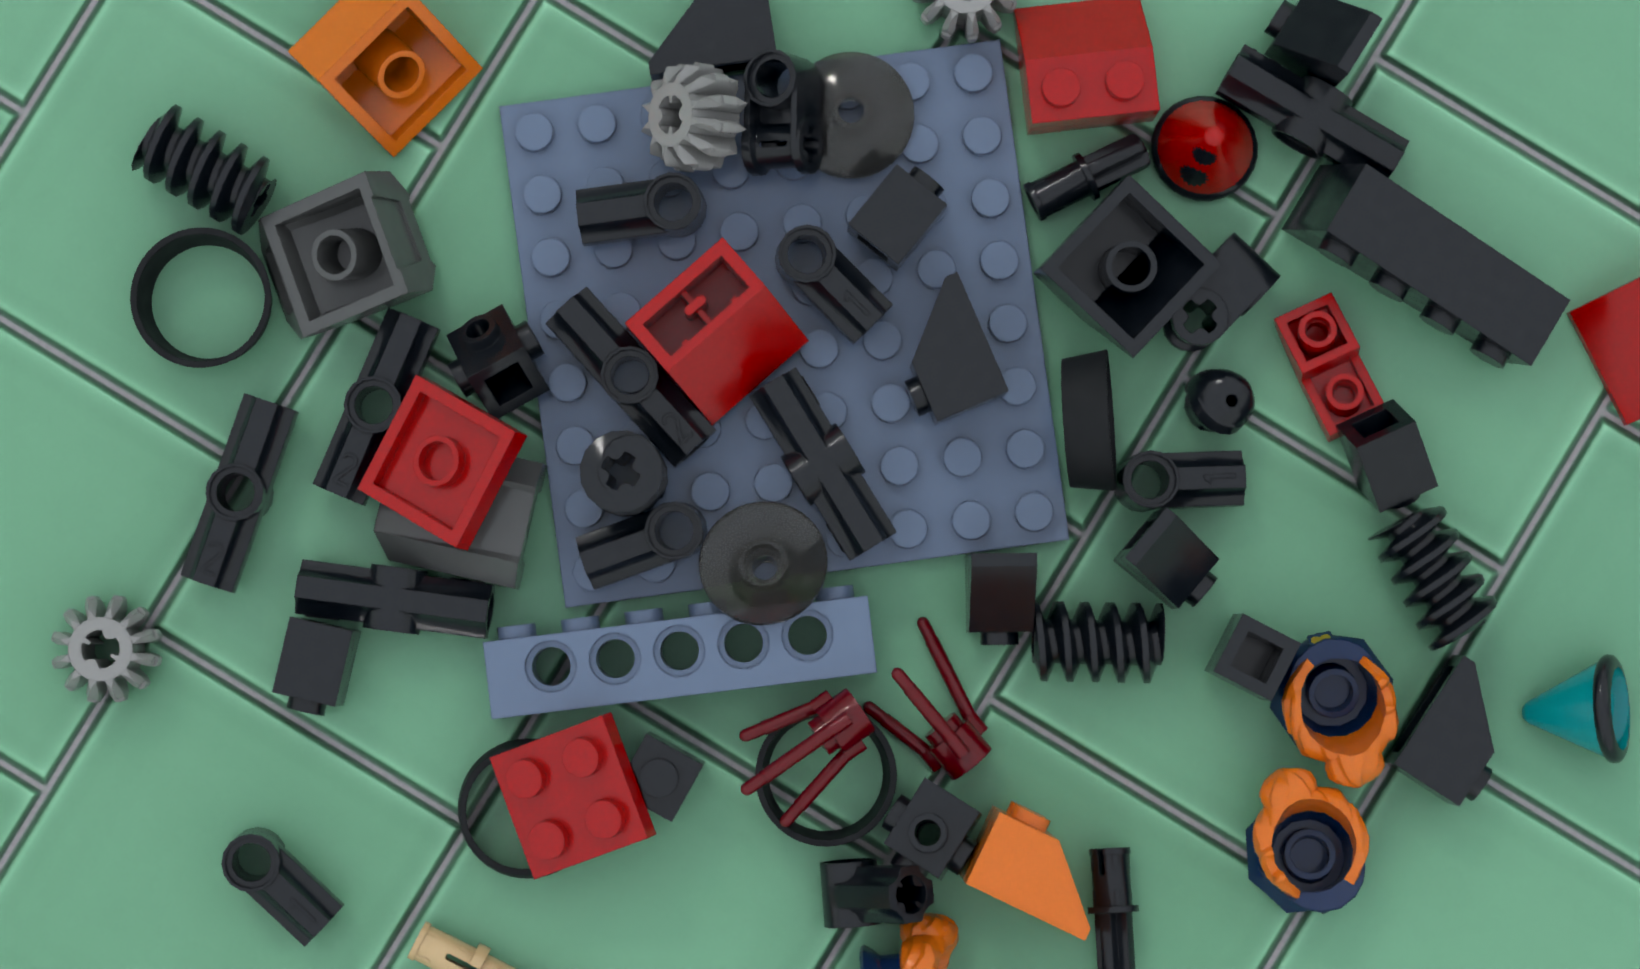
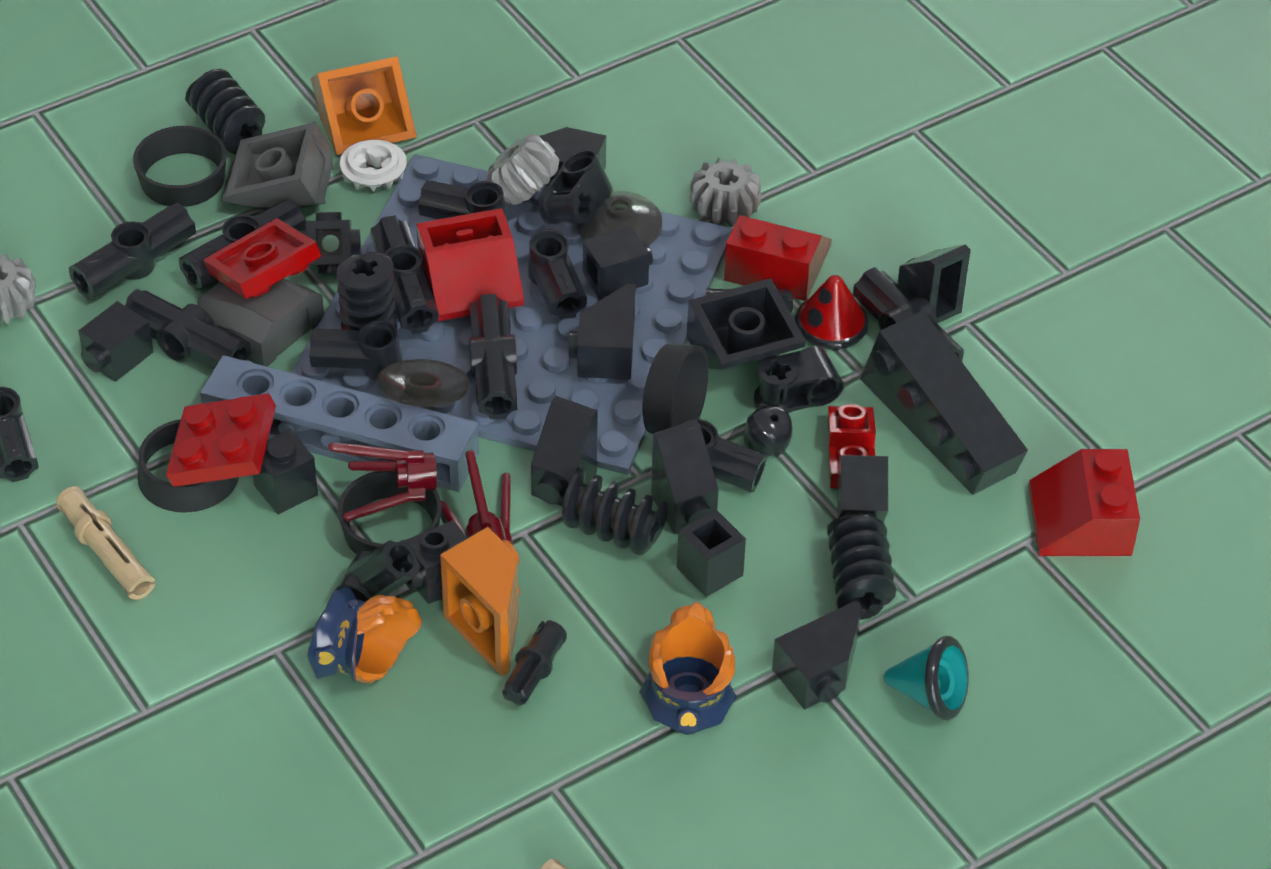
camera: 30 degrees right, 40 degrees down
(452, 131) = (375, 153): none -> white gear
(1338, 707) = (755, 603): piece -> none

